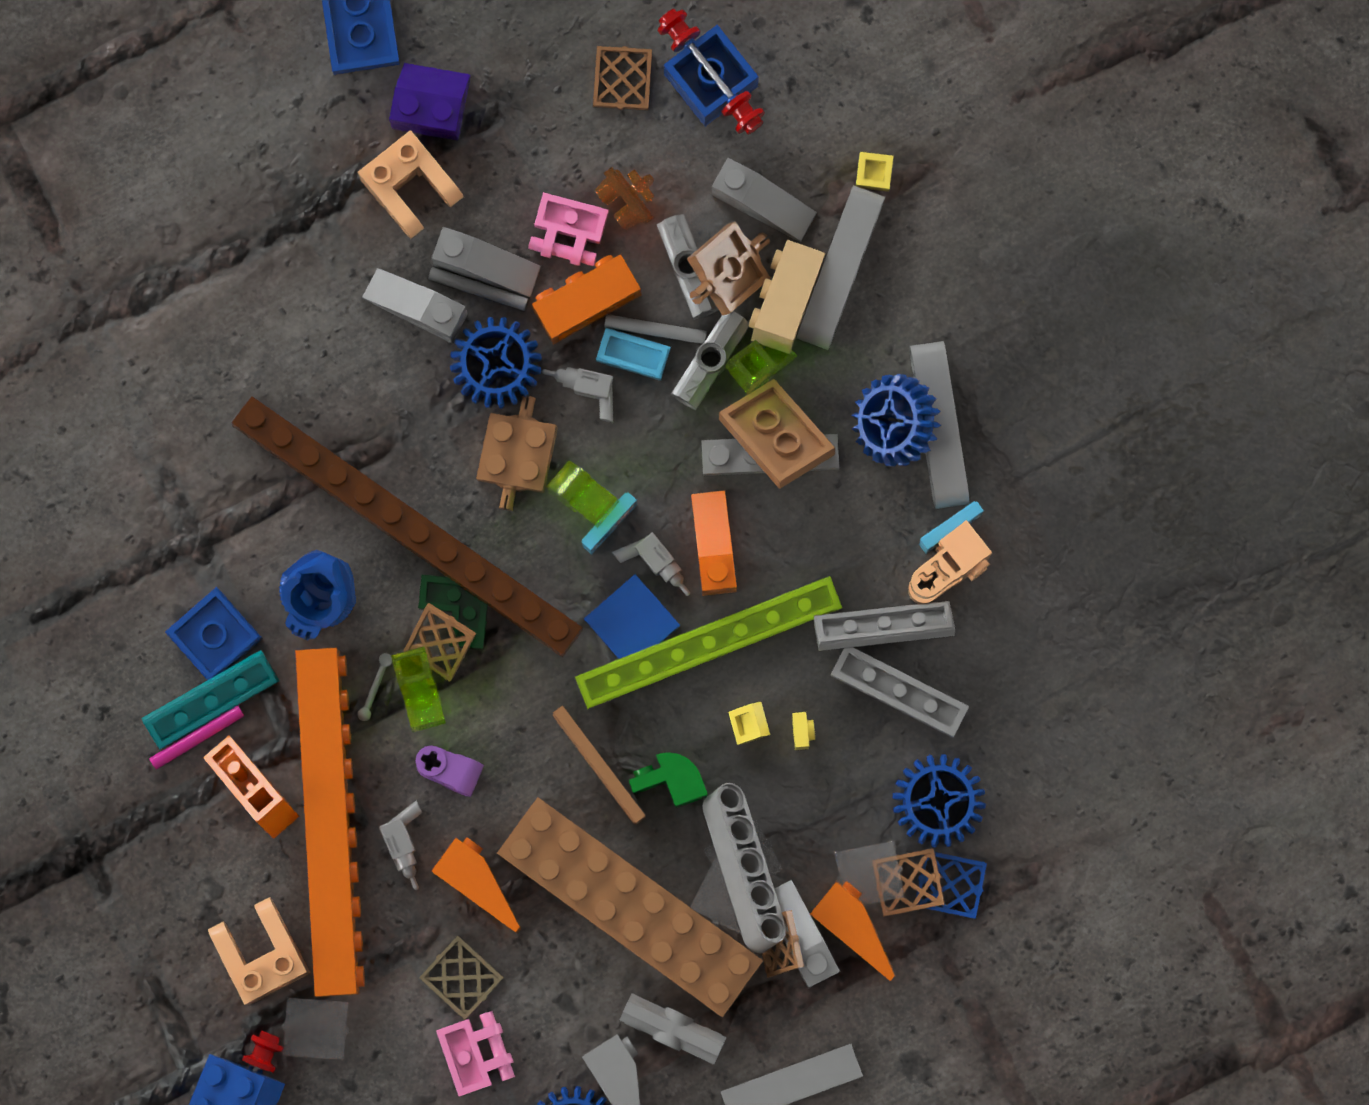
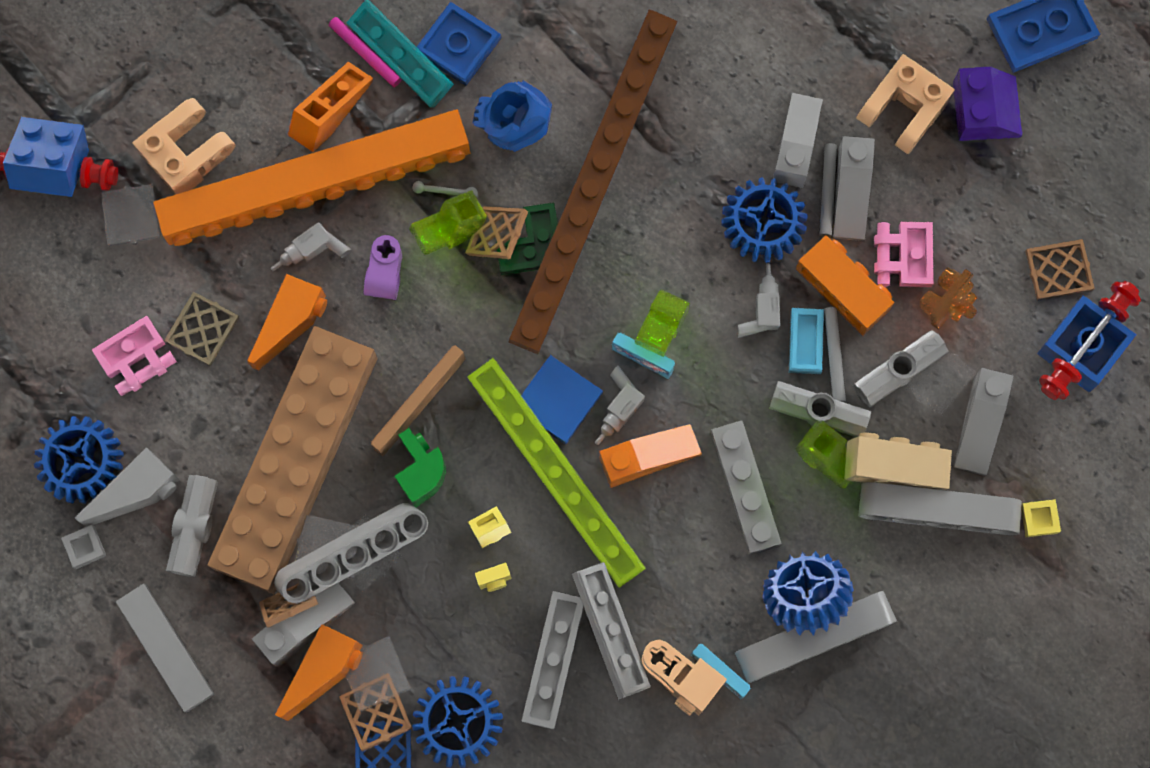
camera: 75 degrees right, 5 degrees down
(517, 453) = (687, 259): medium nougat plate -> none
(729, 268) = (909, 402): medium nougat plate -> none
(776, 433) = (765, 485): medium nougat plate -> none

